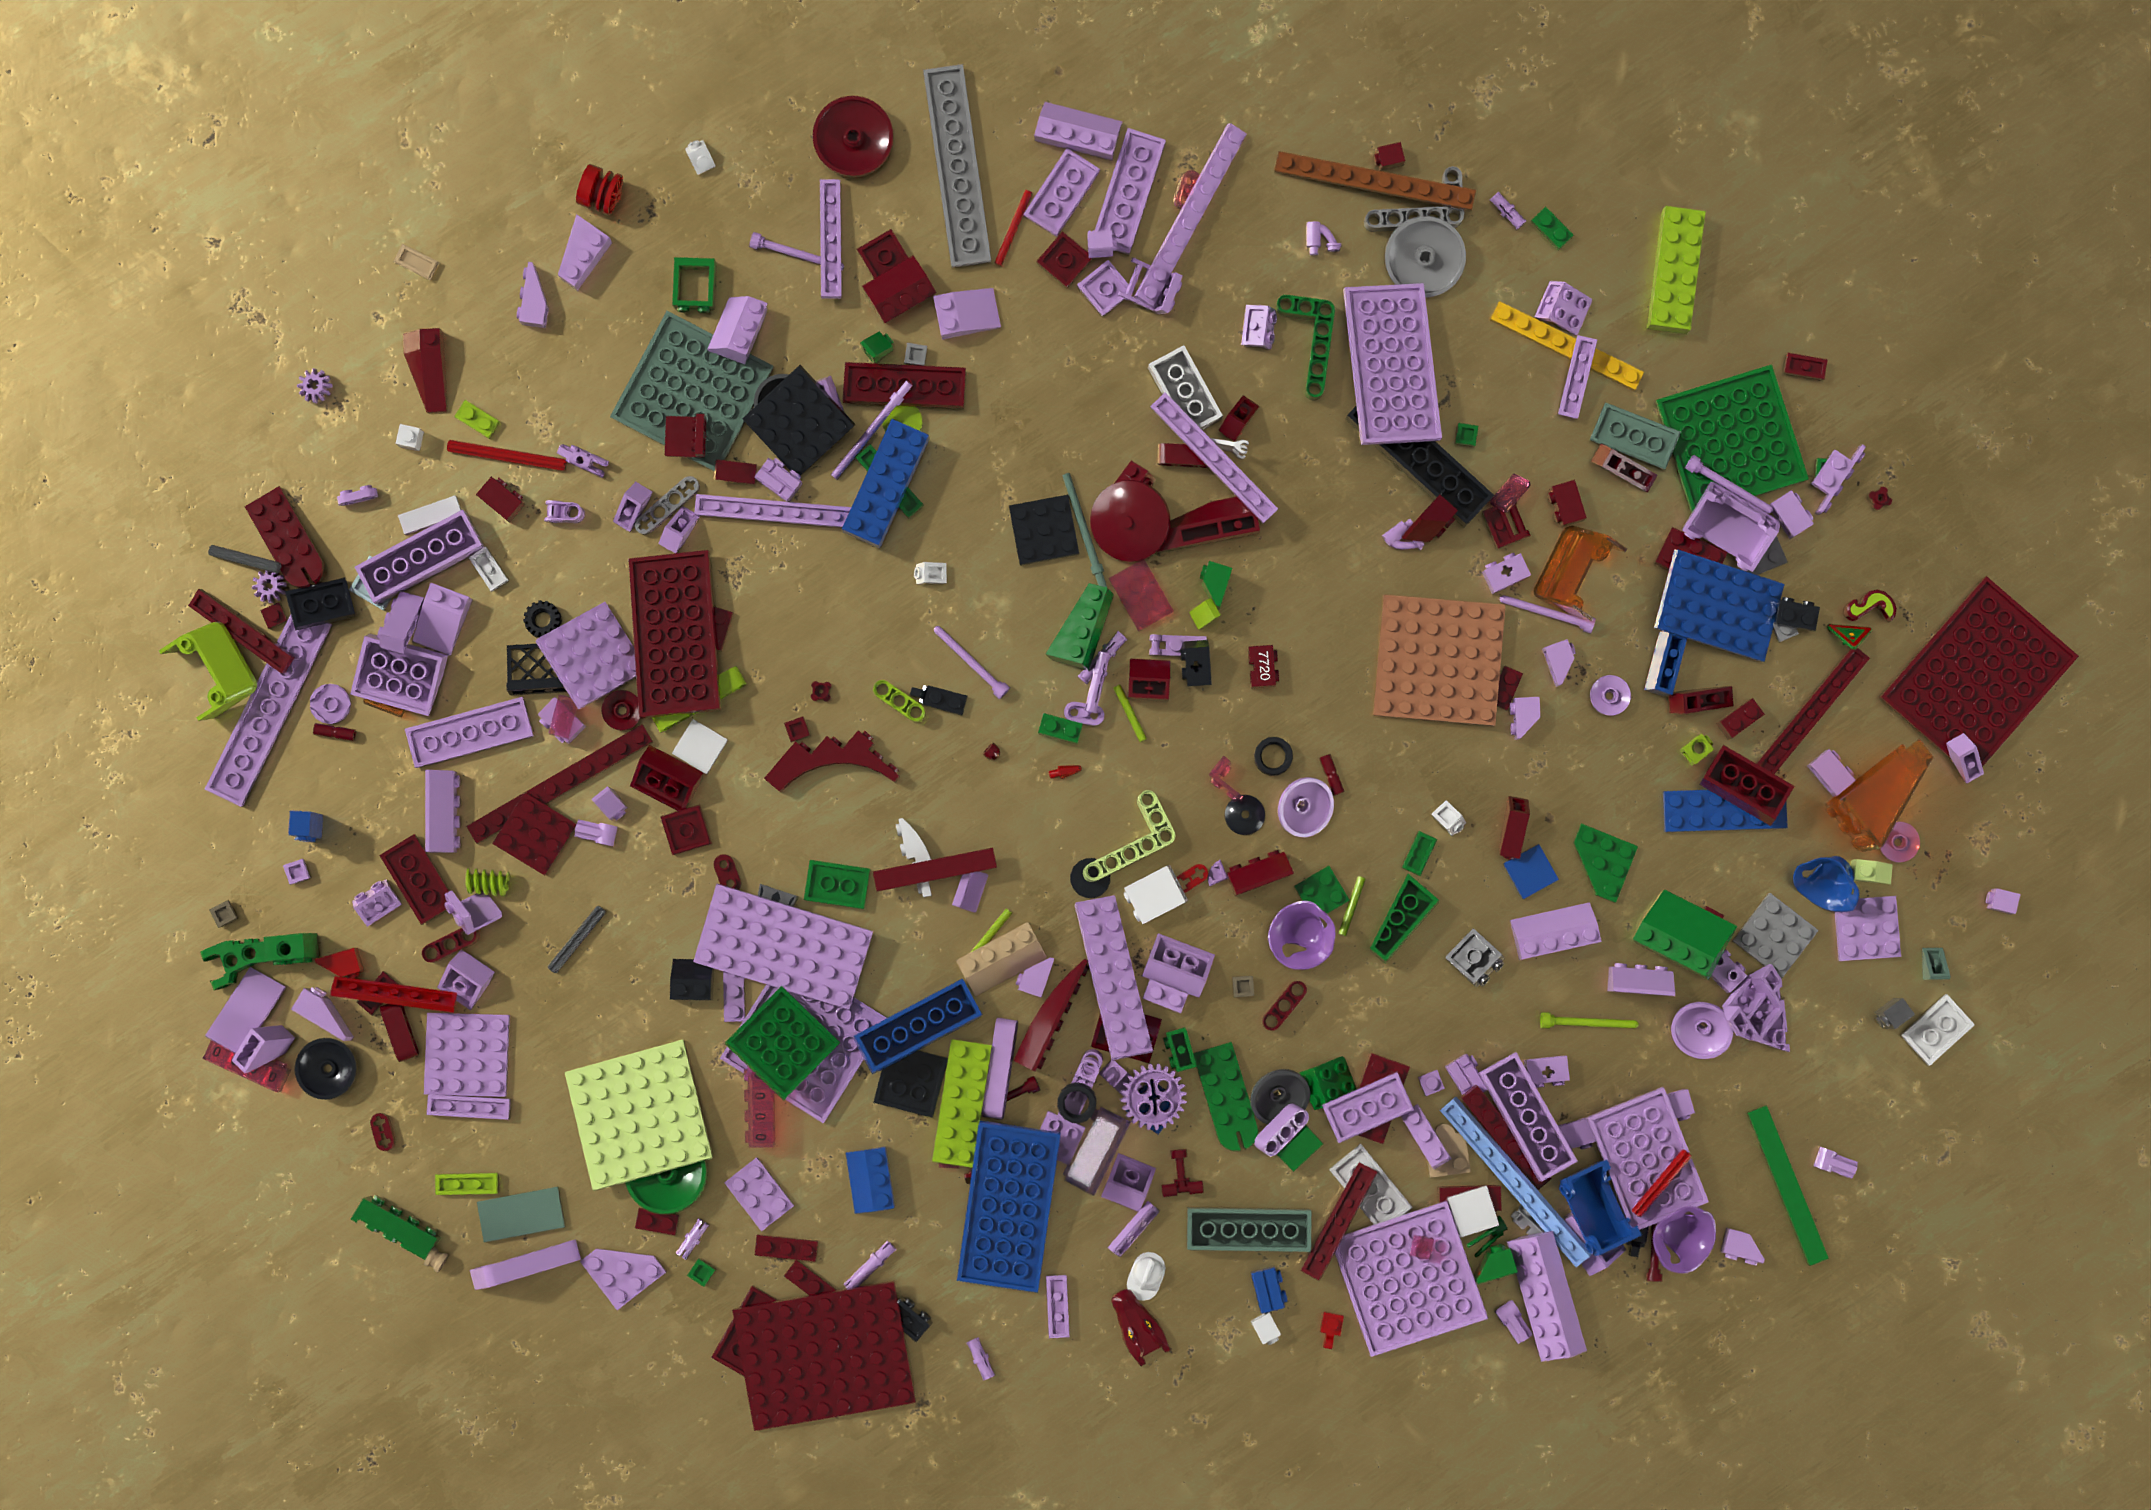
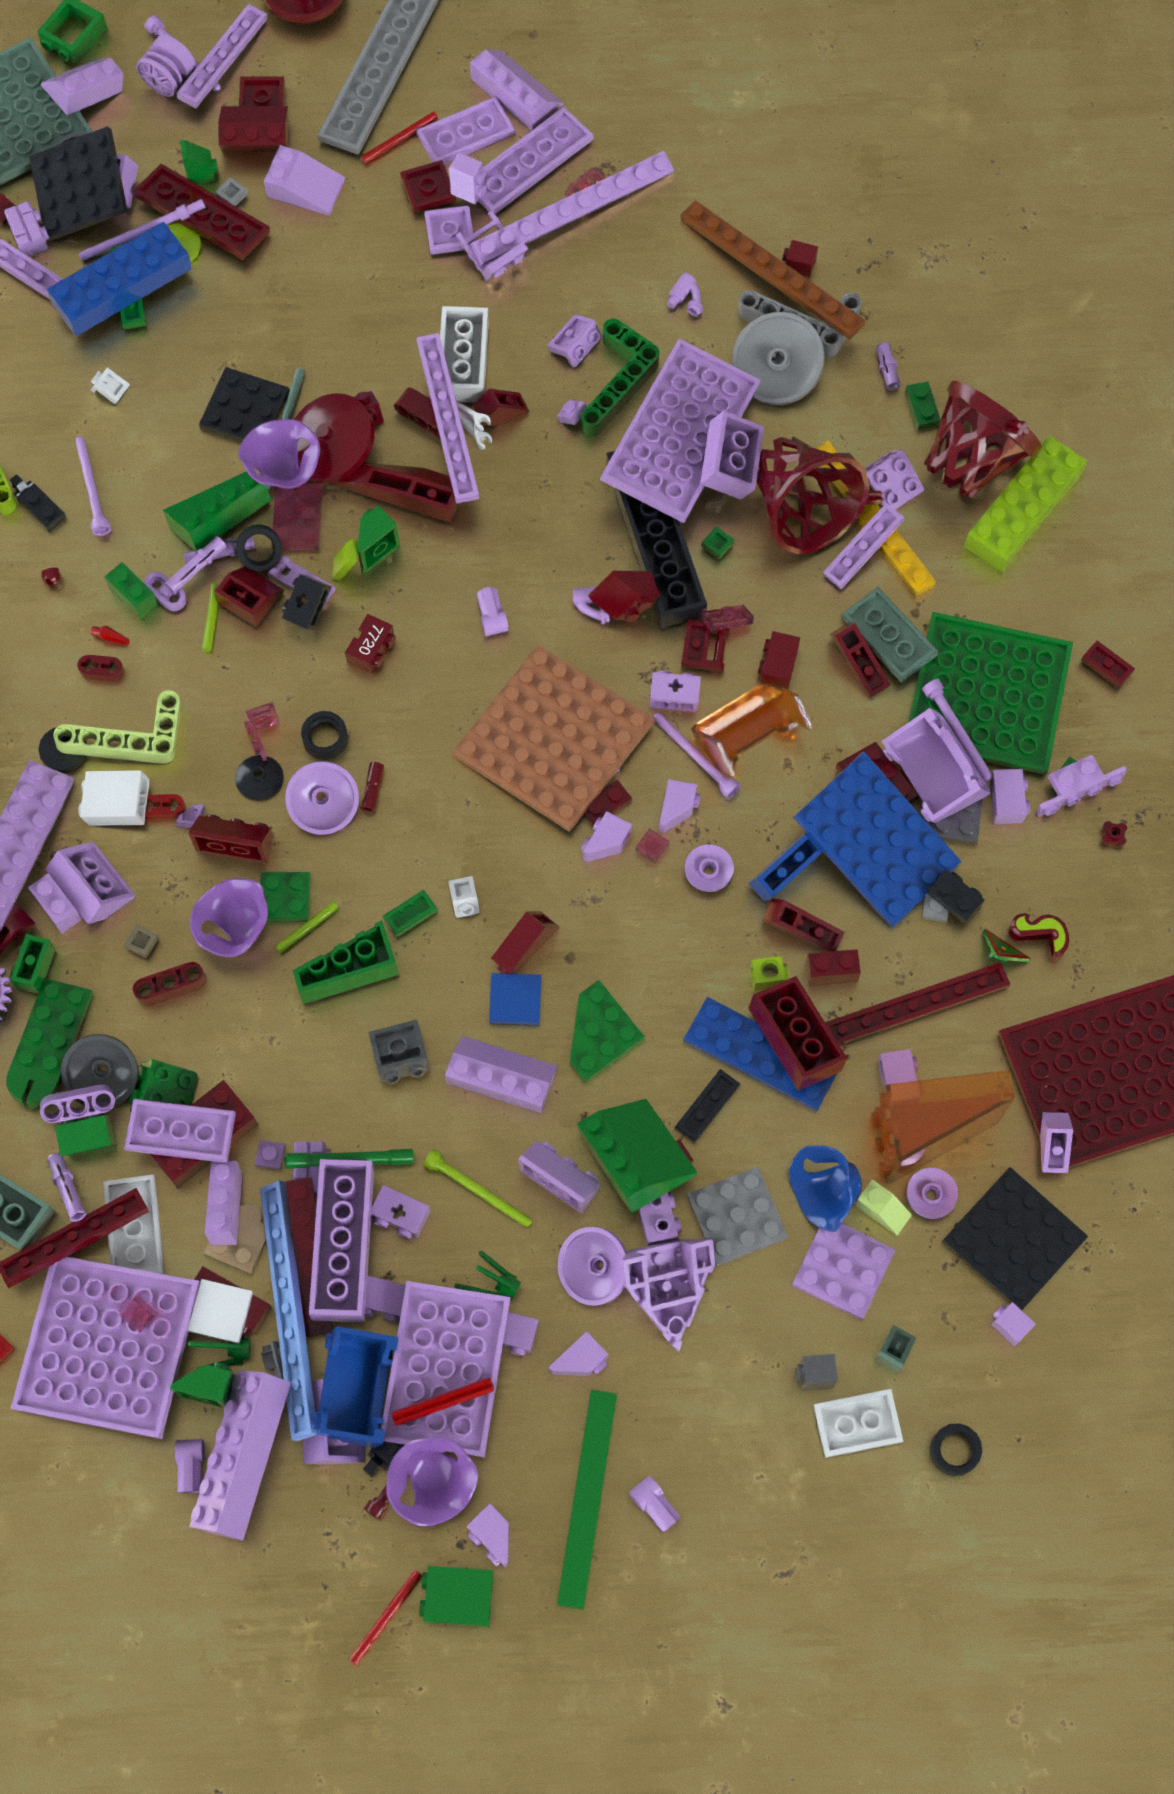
camera: 30 degrees right, 15 degrees down
(795, 276) = (166, 65): none -> lavender wheel
(1078, 804) = (100, 668): none -> dark red beam
(1101, 564) = (273, 453): none -> medium lavender piece
(1144, 647) = (258, 565): none -> black tyre
(1294, 390) = (571, 412): none -> lavender plate
(1295, 1180) = (58, 1166): none -> lavender pin
(1338, 593) = (492, 617): none -> lavender piece
(1446, 367) = (732, 455): none -> lavender brick
(1505, 380) = (842, 510): none -> dark red piece
(1516, 1036) = (390, 1157): none -> green piece
(1559, 701) = (652, 845): none -> clear pink plate
(1632, 233) = (991, 421): none -> dark red piece
(1648, 1077) = (506, 1285): none -> green plant
(1703, 1339) = (385, 1617): none -> red bar
(1709, 869) = (707, 1106): none -> black tile
(1729, 1096) = (581, 1358): none -> lavender slope
(1743, 1300) = (457, 1596): none -> green panel
(1971, 839) = (1014, 1239): none -> black plate
(2027, 1013) = (970, 1435): none -> black tyre

